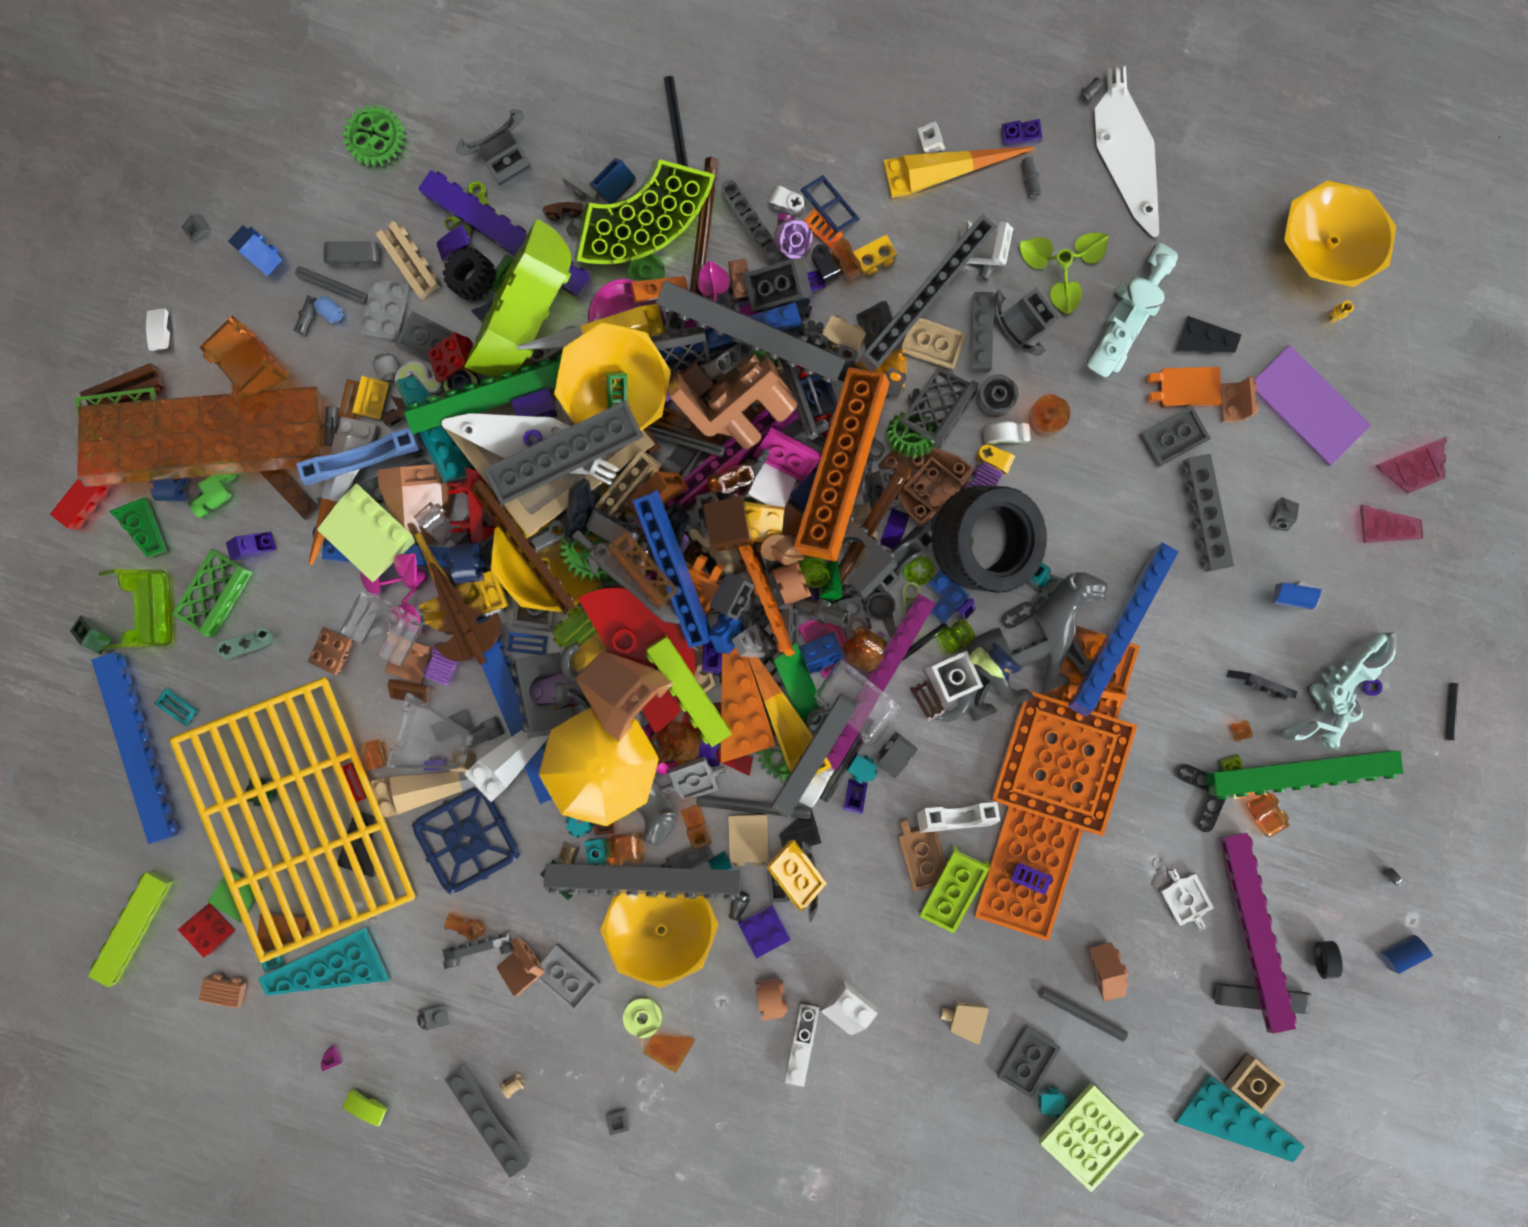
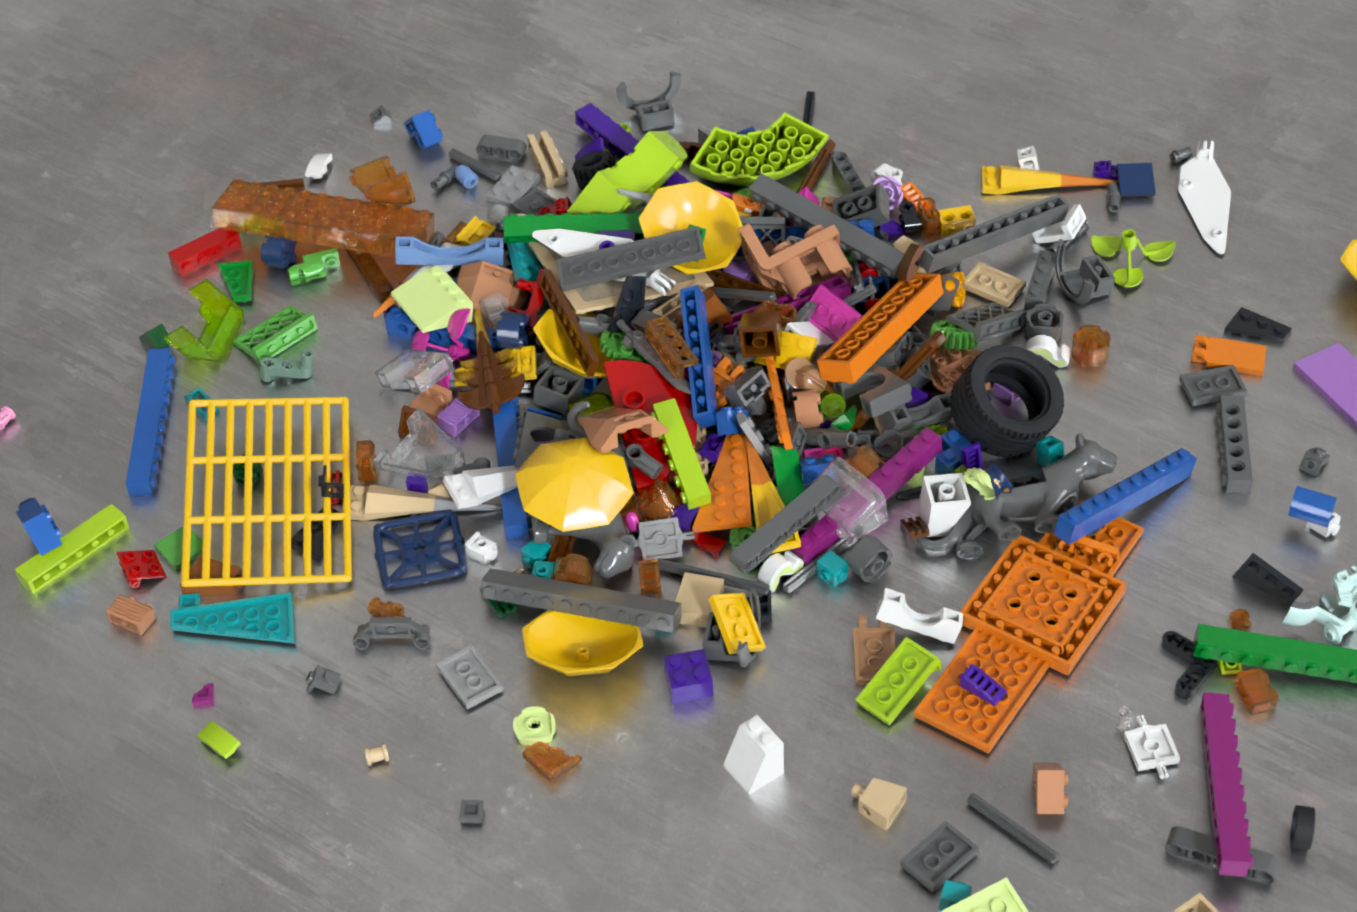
camera: 20 degrees right, 40 degrees down
(87, 927) = (39, 525): none -> brick
(250, 545) = (324, 306): dark purple slope -> none
(329, 651) = (361, 390): nougat hinge -> none
(344, 801) = (322, 482): none -> black bracket
(368, 151) = (551, 86): bright green gear -> none
(469, 1095) = (338, 776): dark grey arch -> none
(520, 967) = (435, 653): nougat bracket -> none
(521, 821) = (481, 549): none -> white brick
(658, 712) = (643, 462): none -> dark grey piece
(738, 906) = (670, 647): dark grey cone -> none
(770, 999) = (675, 730): nougat brick -> none
(801, 1045) = (695, 783): white slope -> none
(820, 209) = (918, 184): dark blue window -> none
(851, 372) = (907, 267): none -> reddish brown slope
(855, 796) = (816, 592): dark purple slope -> none
(1052, 147) = (1136, 179): none -> dark blue tile
(1138, 302) = (1192, 286): light aqua piece -> none
(1238, 400) = (1277, 371): nougat bracket -> none

